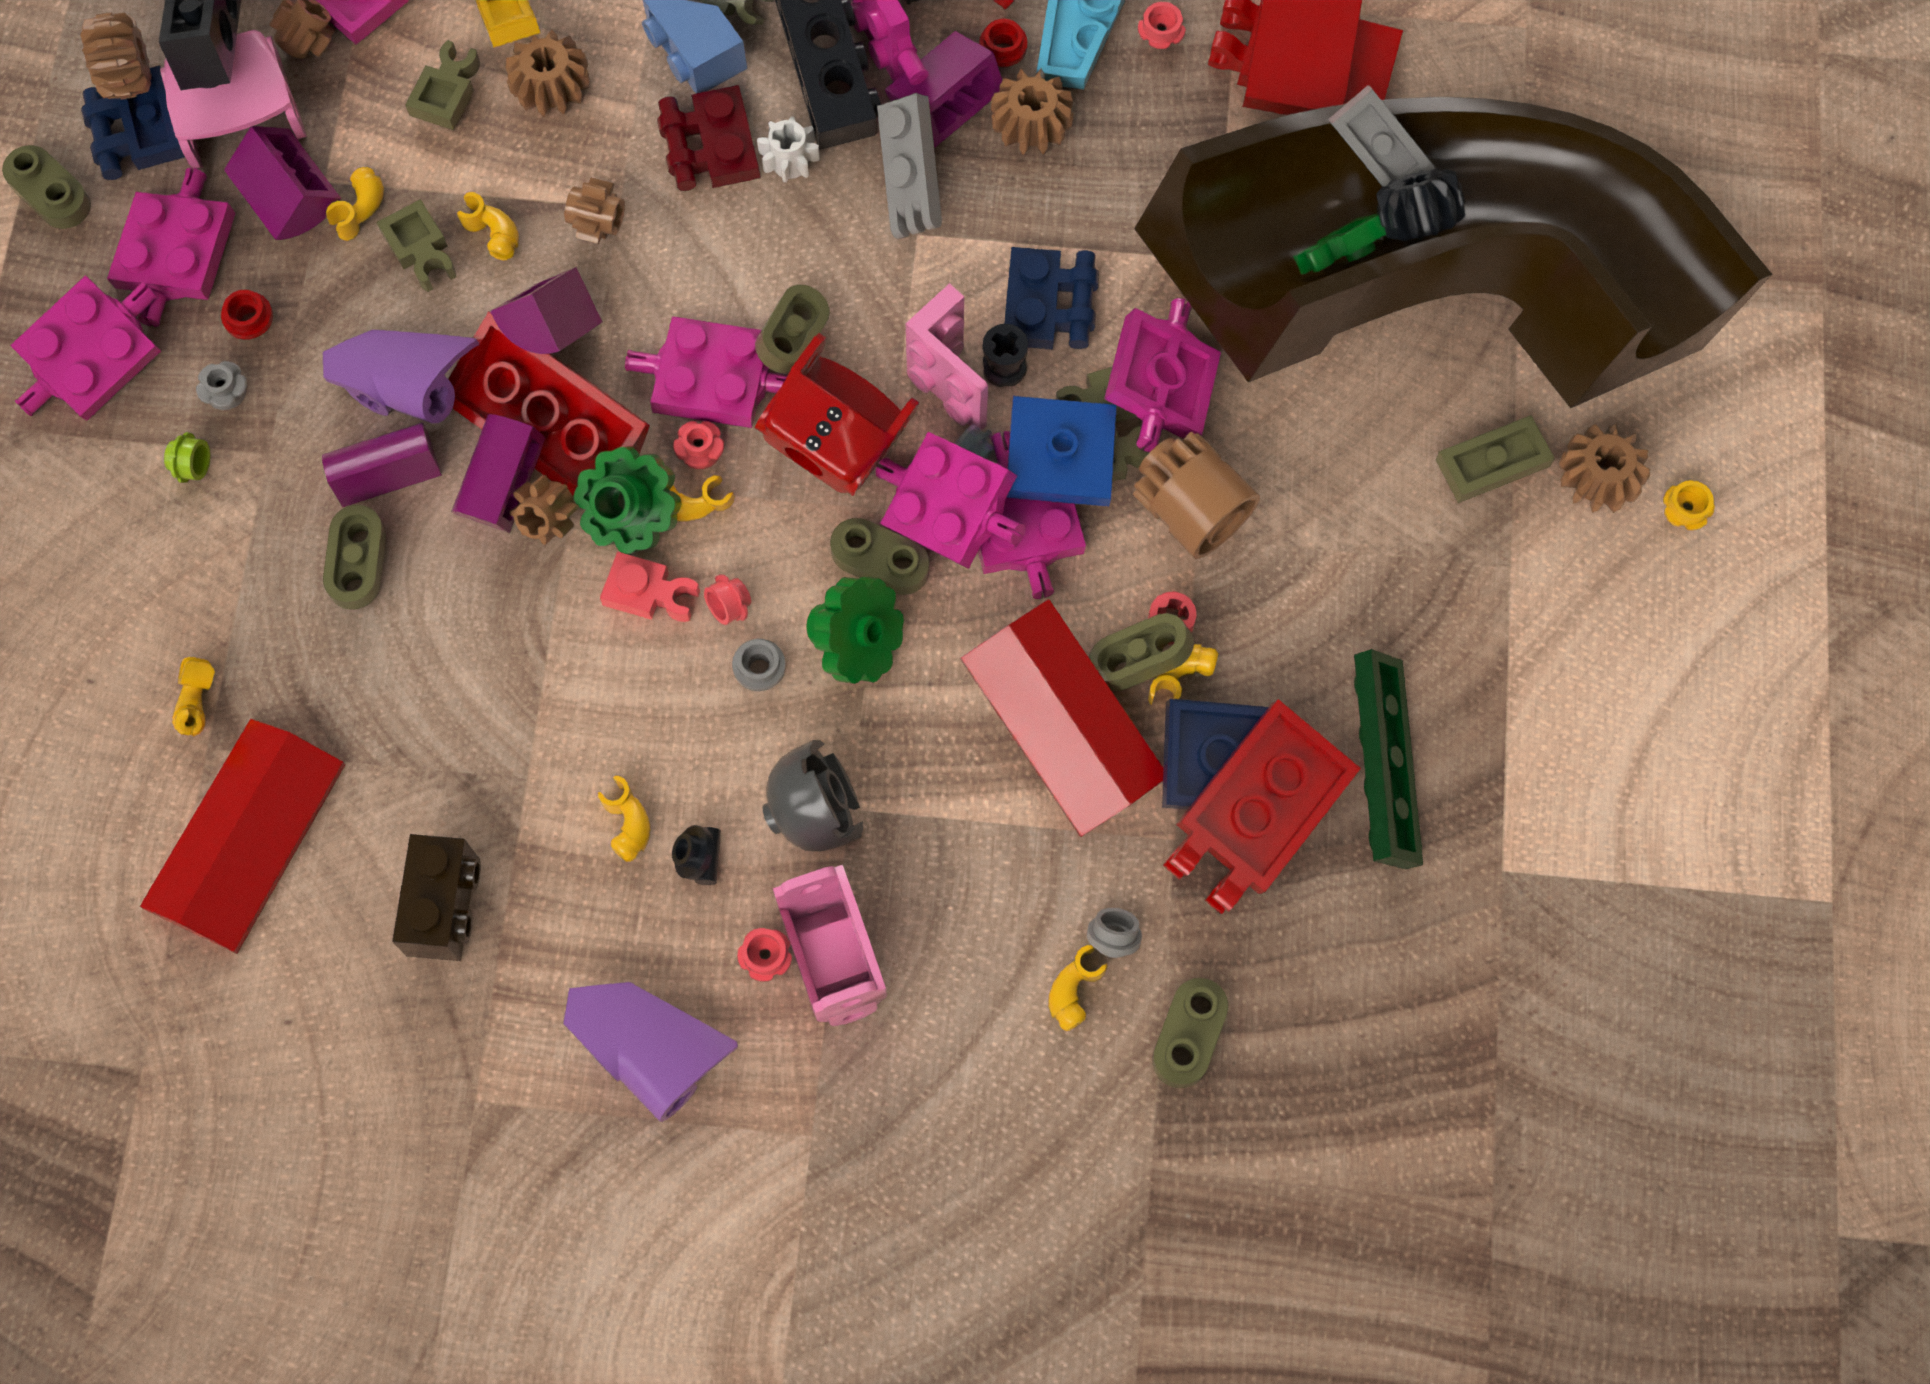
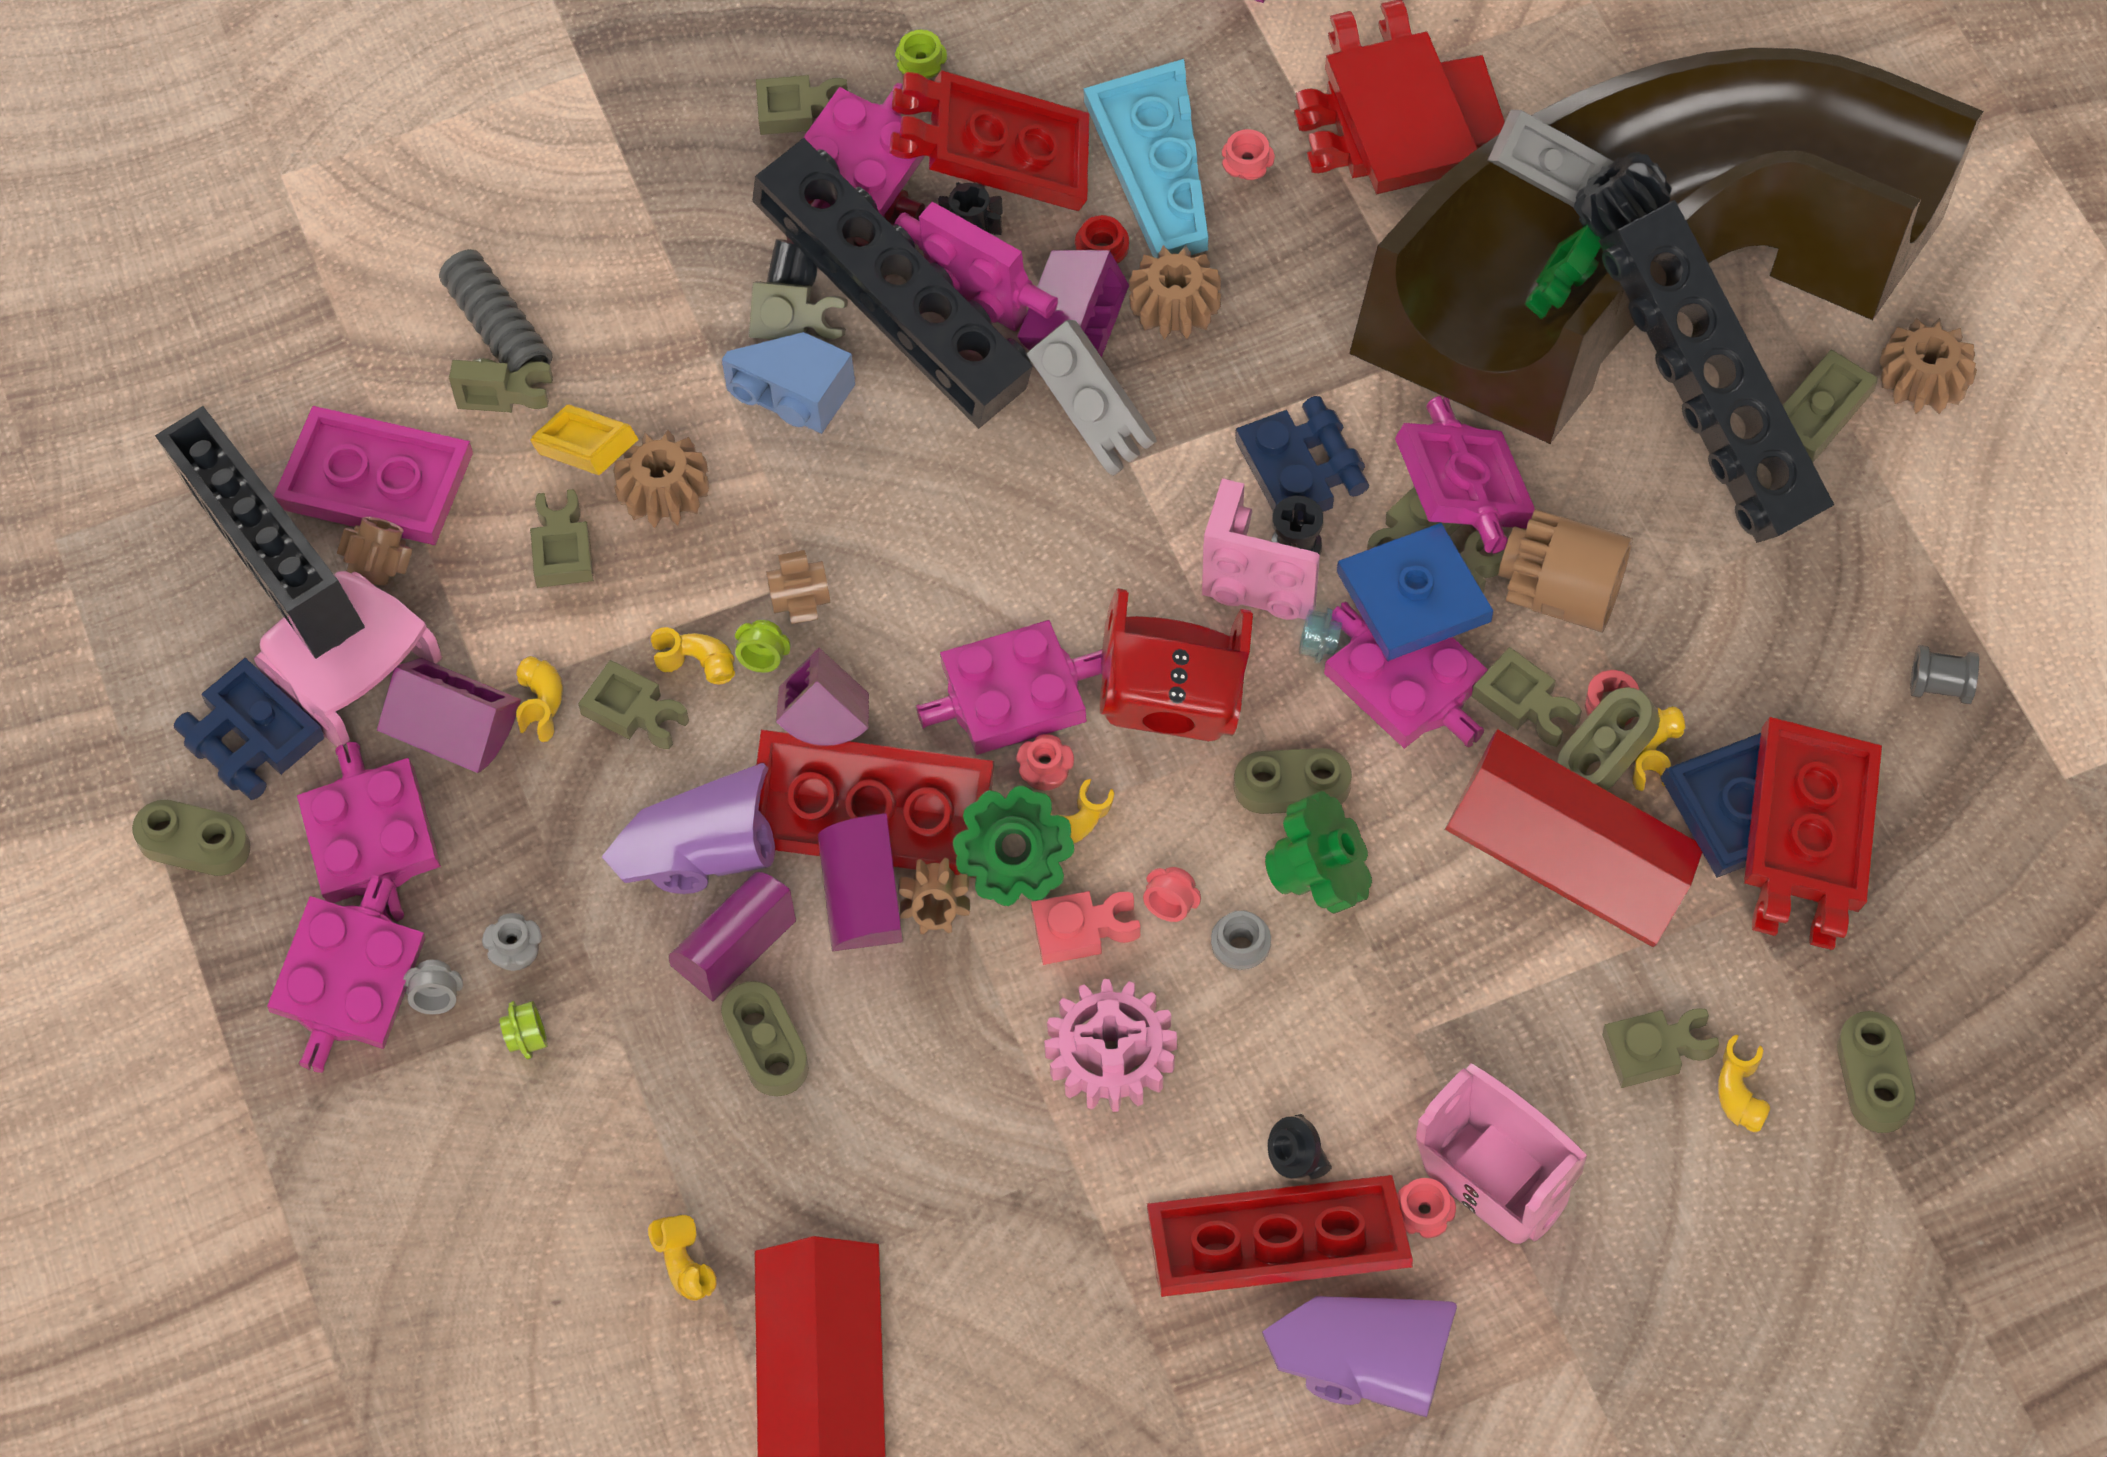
camera: 25 degrees left, 10 degrees down
(116, 55) = (211, 661): medium nougat gear -> none
(142, 390) = (432, 987): none -> light grey plate
(241, 303) = (491, 846): red plate -> none
(436, 897) = (1067, 1318): dark brown brick -> none
(542, 243) = (761, 645): none -> lime plate
(596, 676) = (1083, 1047): none -> bright pink gear
(636, 824) = (1220, 1155): yellow arm -> none
(636, 917) = (1278, 1235): none -> red slope
(724, 134) = (875, 456): dark red plate -> none
(788, 149) = (955, 438): white gear -> none
(790, 331) = (1073, 605): olive plate -> none
(811, 800) = (1381, 1038): dark grey cylinder -> none
(949, 500) = (1335, 689): dark pink plate -> none
(1021, 916) = (1651, 1049): none -> olive plate
(1100, 576) = (1522, 691): none -> olive plate
(1114, 933) = (1749, 1013): light grey plate -> none
(1387, 760) = (1912, 743): dark green plate -> none
(1424, 521) = (1743, 384): none -> black brick
(1453, 734) = (1944, 674): none -> dark grey bush
(1697, 496) = (2028, 352): yellow plate -> none

